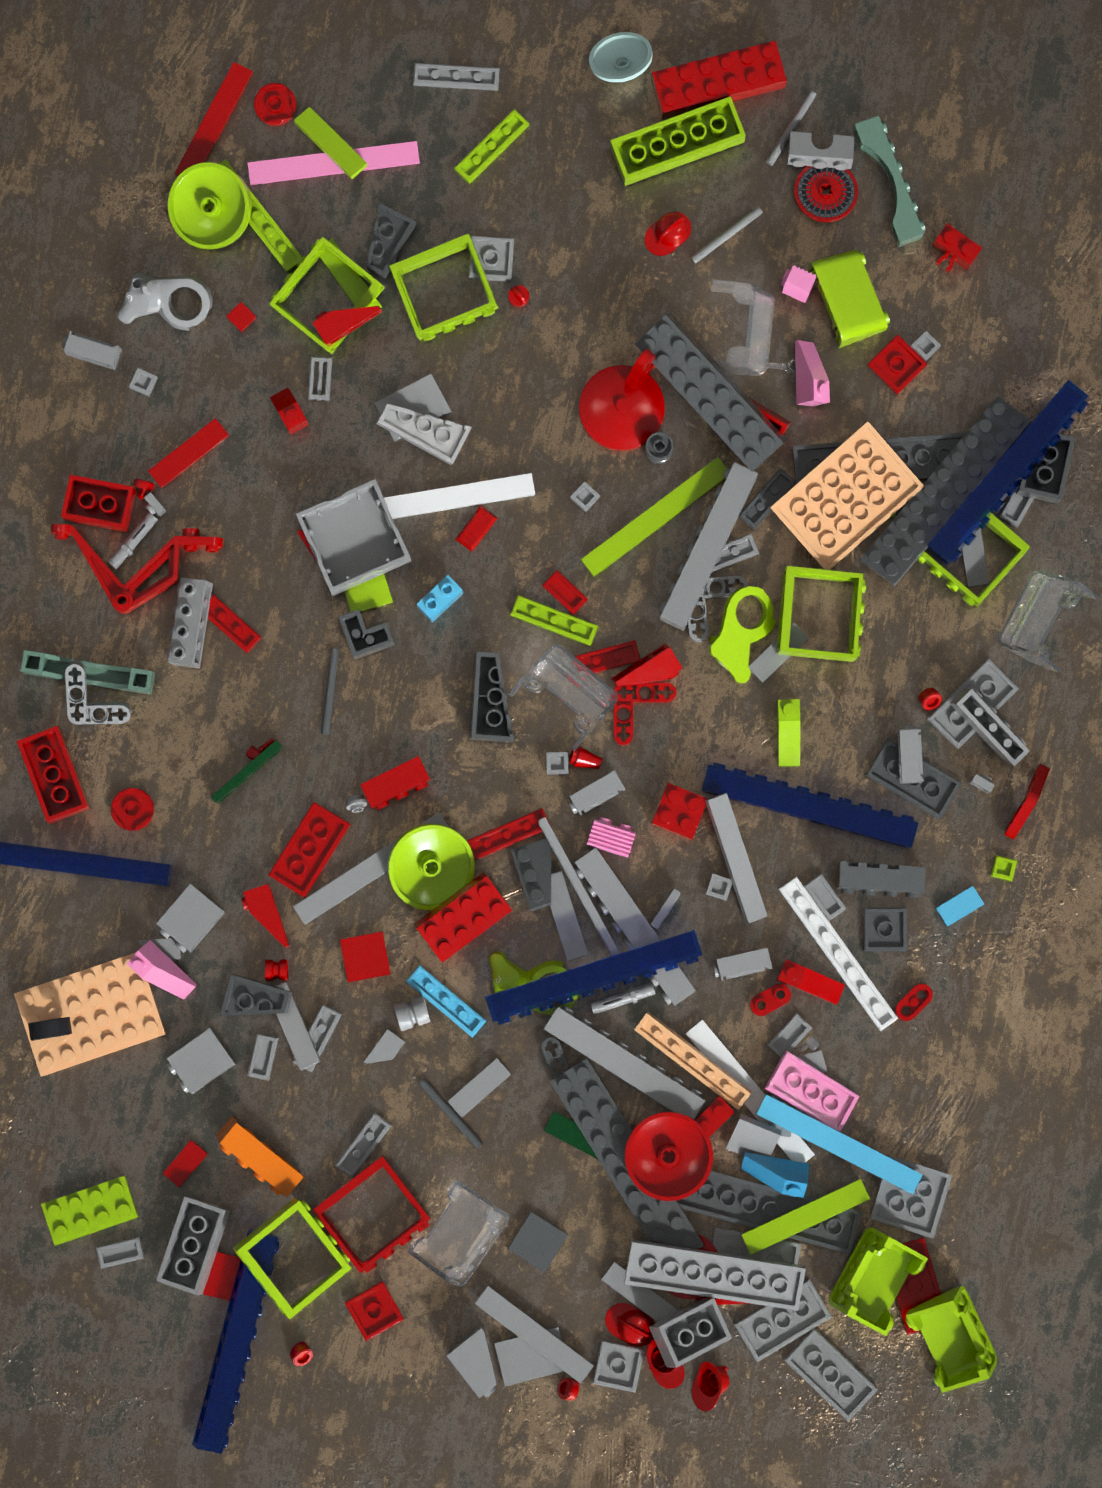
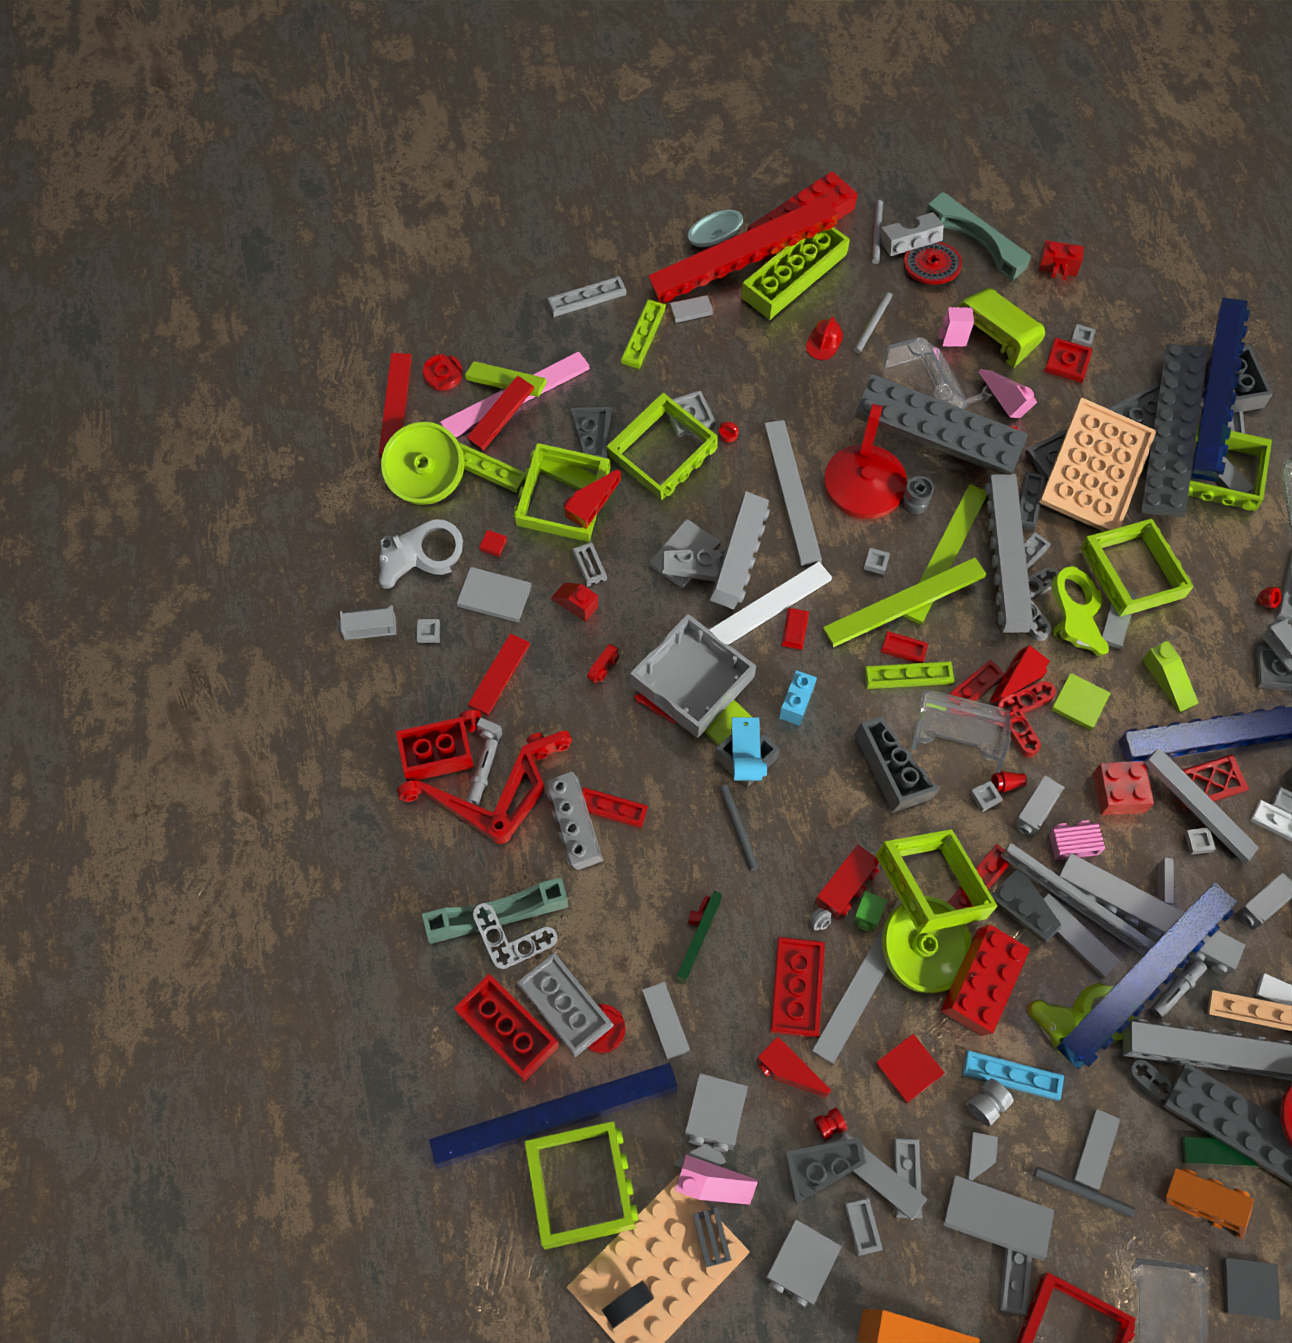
camera: 25 degrees left, 20 degrees down
(23, 914) = (630, 1212): none -> lime window
(110, 776) = (565, 1004): none -> light grey tile
(139, 1009) = (706, 1214): none -> dark grey tile
(187, 827) = (665, 1020): none -> light grey tile
(219, 371) = (494, 594): none -> light grey tile
(277, 491) = (599, 668): none -> red plate
(307, 181) = (500, 412): none -> red tile
(362, 632) = (746, 750): none -> medium azure door
(370, 1100) = (999, 1218): none -> light grey tile
(399, 816) = (869, 912): none -> bright green brick
(431, 815) = (909, 893): none -> lime window
(460, 431) = (739, 551): none -> light grey brick
(542, 1167) = (1210, 1201): none -> orange wedge
(546, 388) = (792, 493): none -> light grey tile
(553, 138) = (691, 309): none -> light grey tile
(586, 550) = (904, 602): none -> lime tile
(629, 102) = (743, 249): none -> red brick
(694, 716) = (1081, 701): none -> lime tile
(776, 826) = (1234, 773): none -> red window

